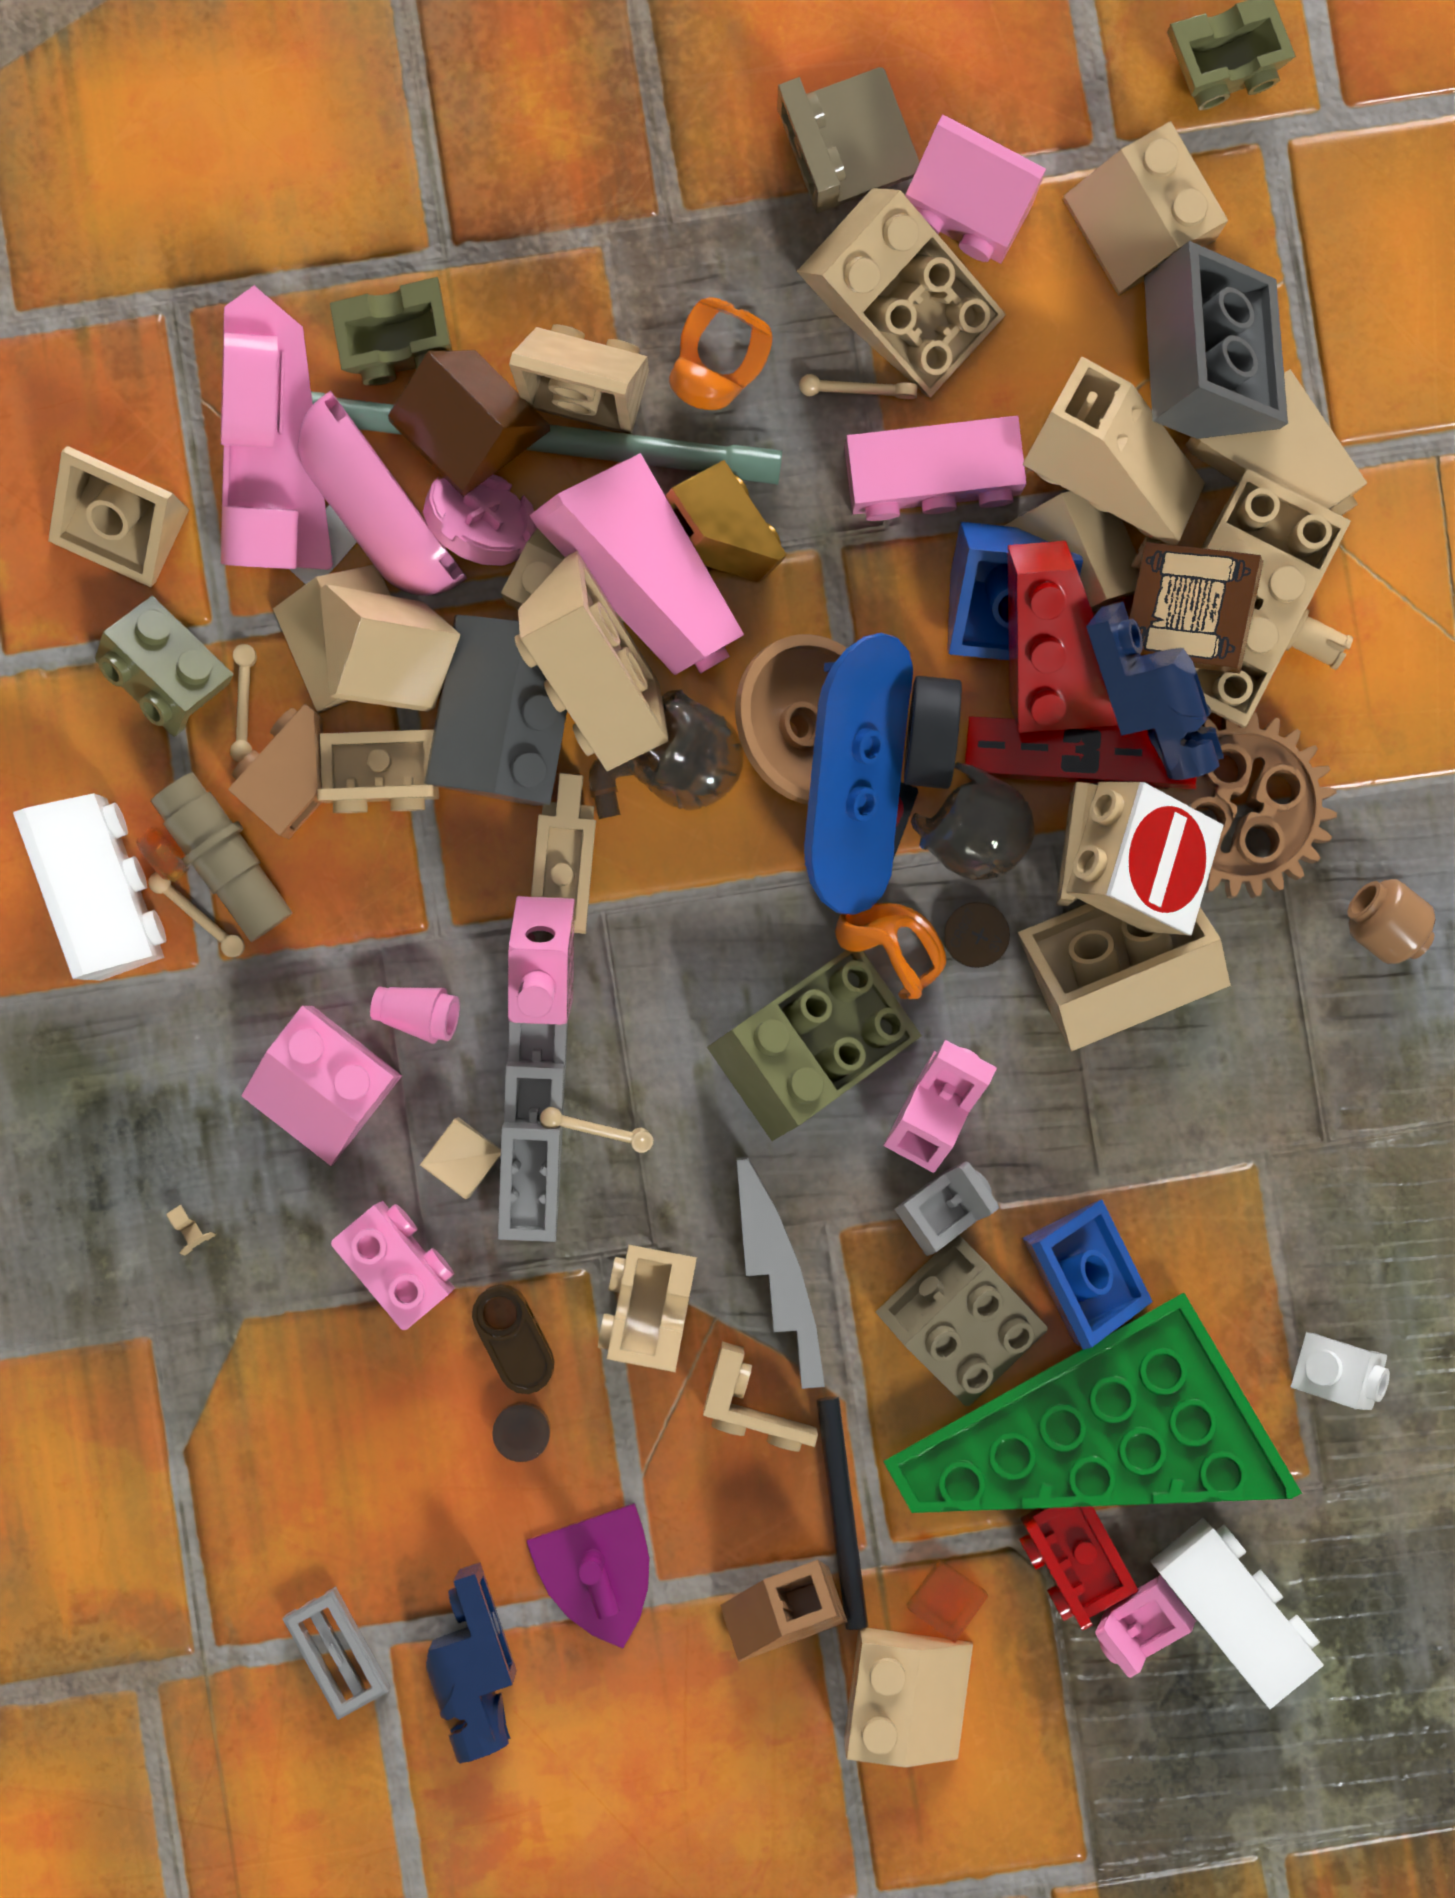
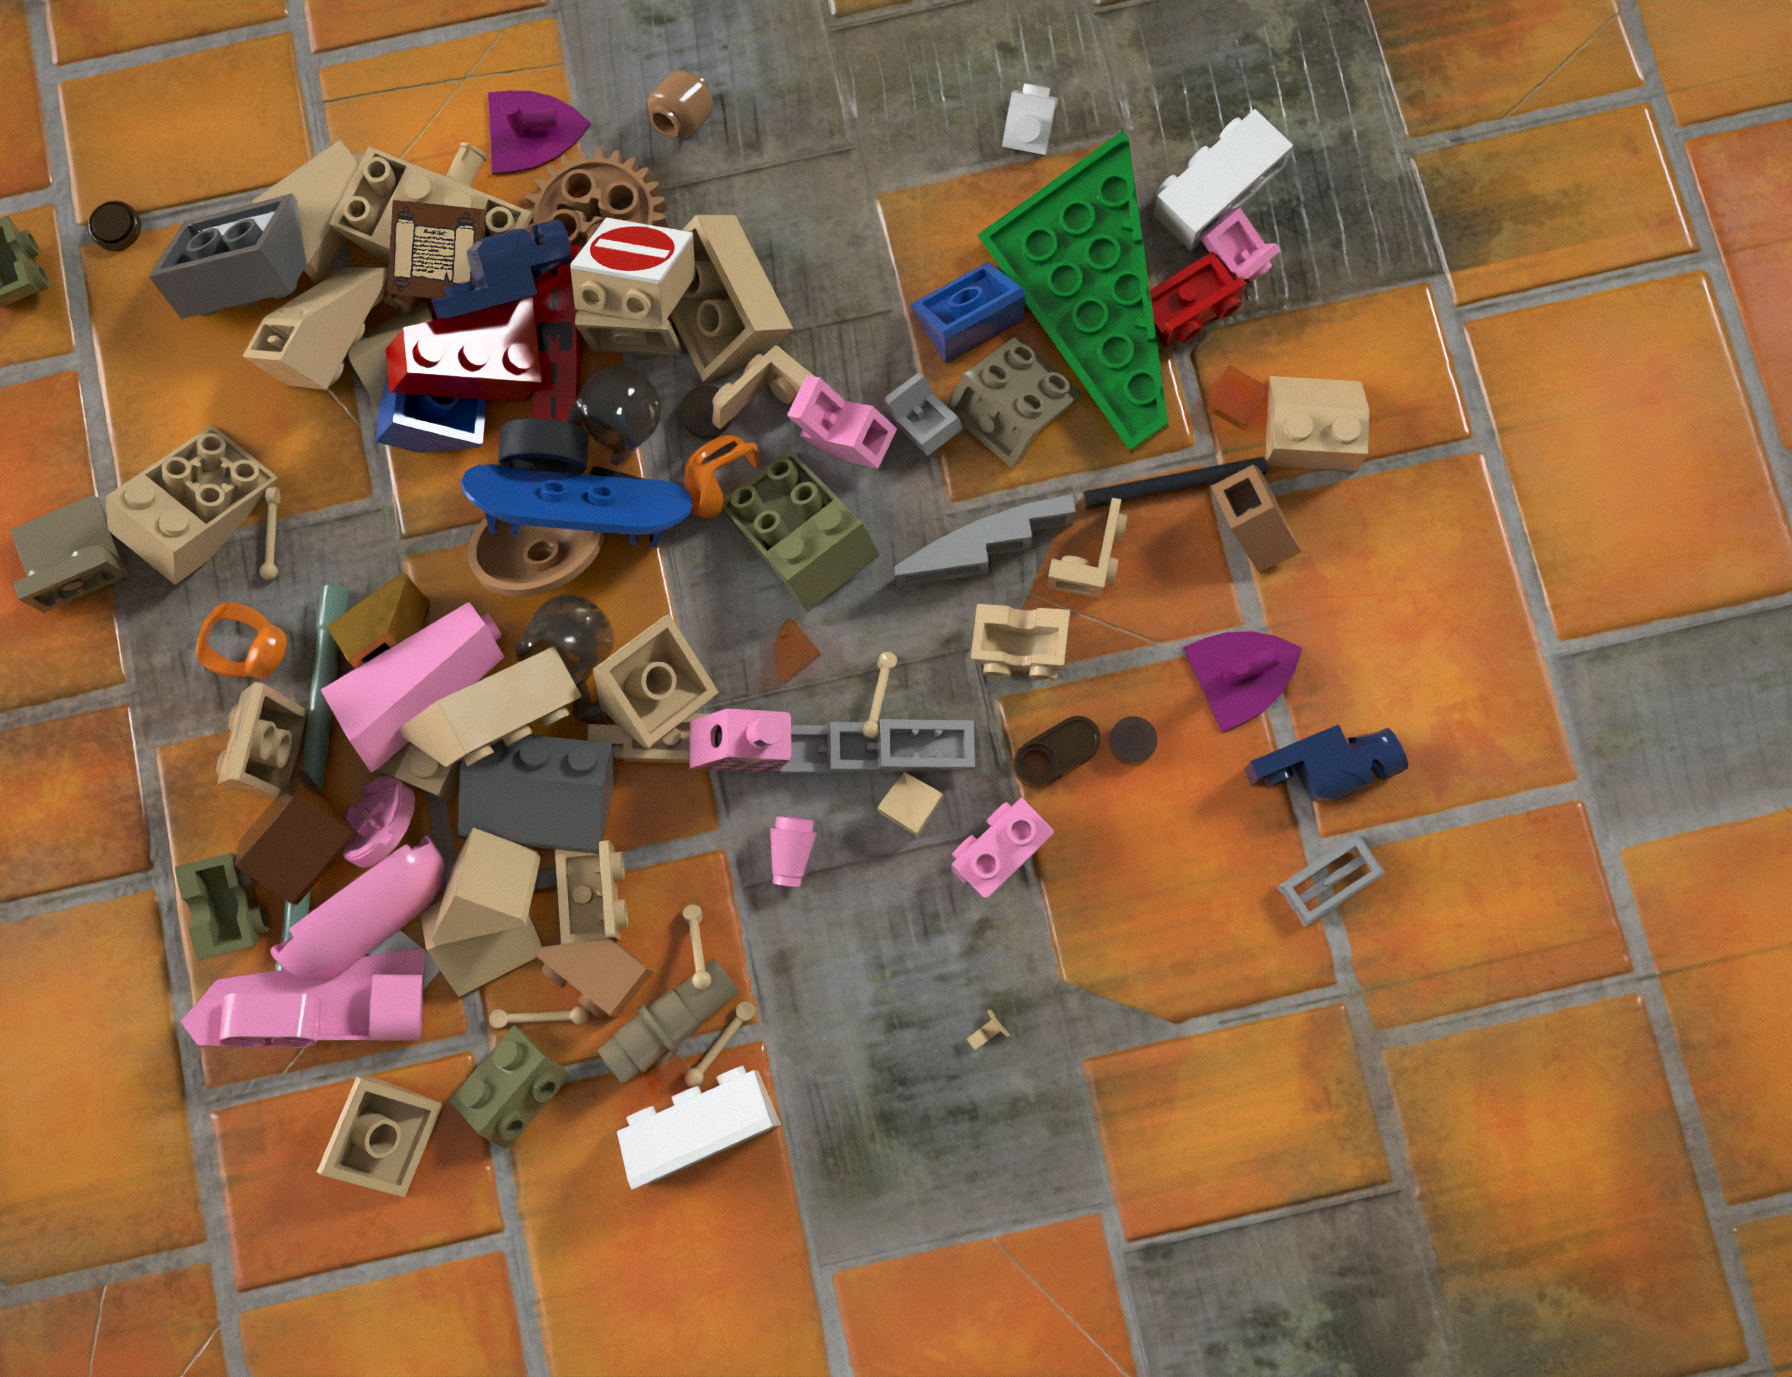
camera: 85 degrees left, 10 degrees down
(319, 1083) = (857, 924): bright pink slope -> none
(348, 890) = (693, 916): none -> tan hinge
(620, 859) = (653, 682): none -> tan slope
(662, 1026) = (793, 651): none -> clear orange tile
(935, 467) = (332, 466): bright pink brick -> none
(974, 190) = (106, 442): bright pink slope -> none
(1007, 1038) = (773, 369): none -> tan bracket
(1144, 207) = (126, 321): tan slope -> none
(1283, 188) = (114, 225): none -> dark brown piece
(1378, 724) = (530, 130): none -> magenta shield

